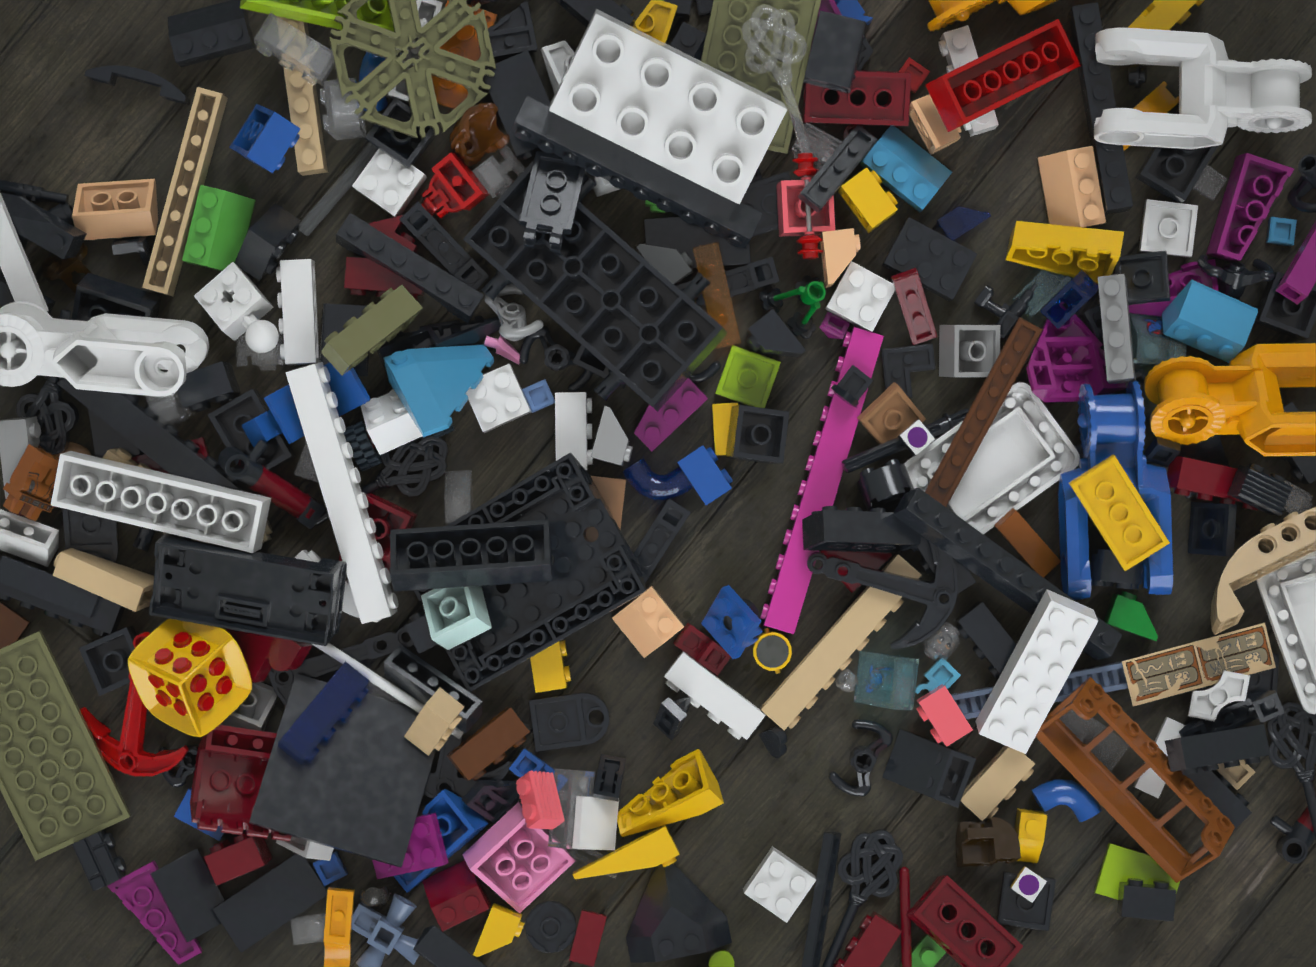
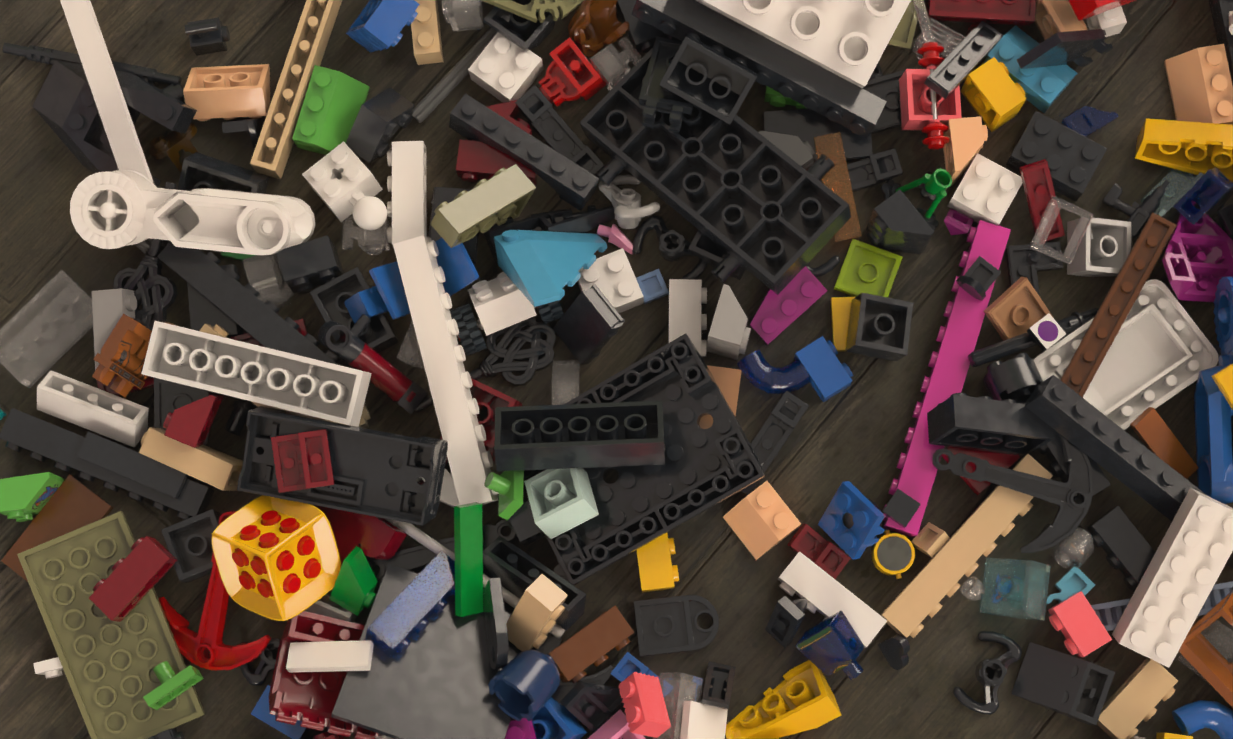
camera: 10 degrees right, 10 degrees down
(54, 696) = (132, 578): none -> dark red brick
(92, 153) = (207, 36): none -> black brick
(98, 791) = (171, 684): none -> bright green tile
(101, 545) = (193, 421): none -> dark red slope
(209, 587) = (302, 461): none -> dark red slope
(245, 766) = (330, 656): none -> white tile
(265, 695) = (355, 583): none -> green slope
(371, 670) = (468, 559): none -> green tile
(398, 731) = (495, 624): none -> black tile
(407, 608) = (510, 491): none -> bright green tile
(429, 786) = (525, 684): none -> dark blue cylinder
(478, 441) = (588, 324): none -> black piece
(587, 200) = (708, 79): none -> black slope
(715, 740) = (833, 646): none -> clear blue torso
(778, 610) = (901, 508): none -> black tile
(807, 636) = (930, 539): none -> tan plate
(910, 348) = (1046, 225): none -> clear tile
(938, 155) = (1064, 48): none -> black tile

